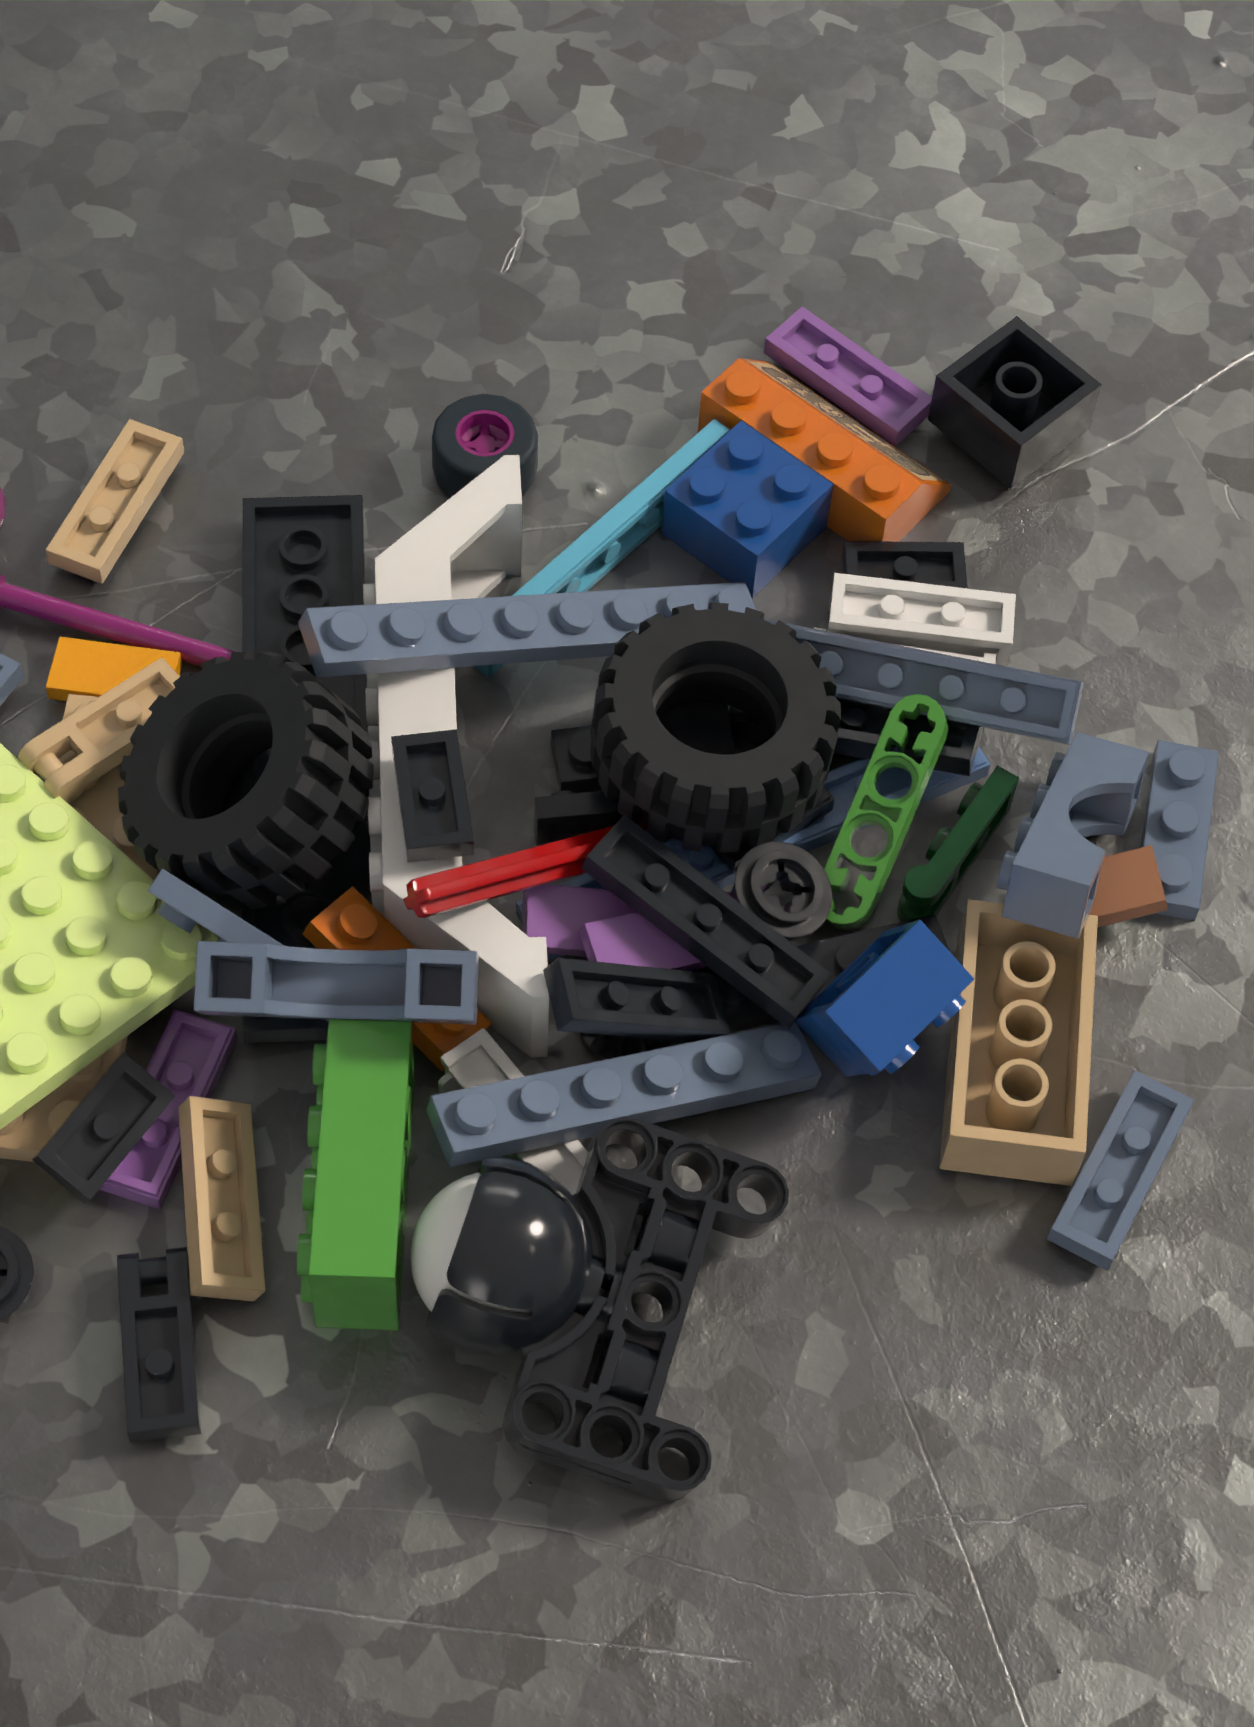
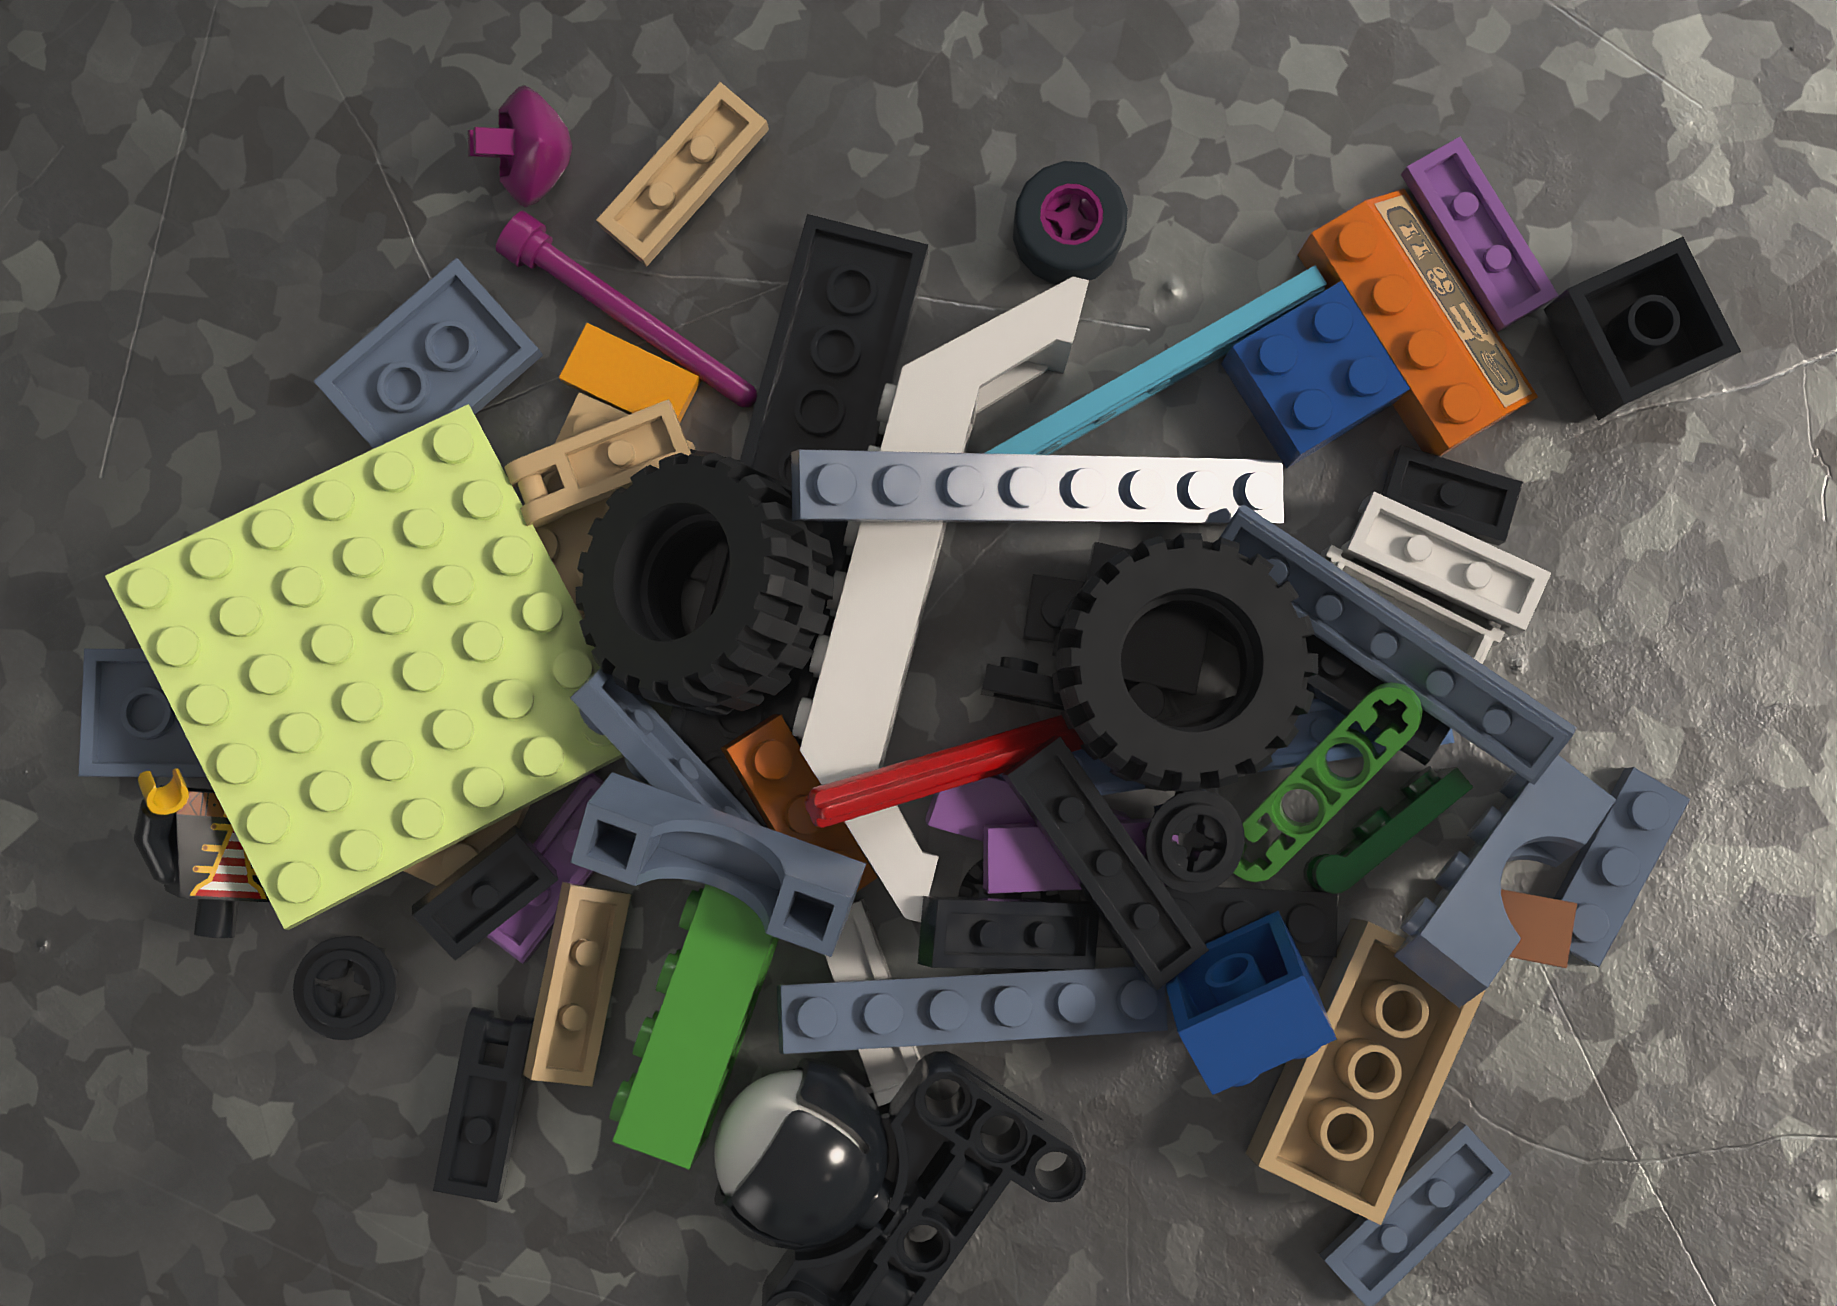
camera: 25 degrees right, 25 degrees up
(432, 795) = (871, 678): black plate -> none

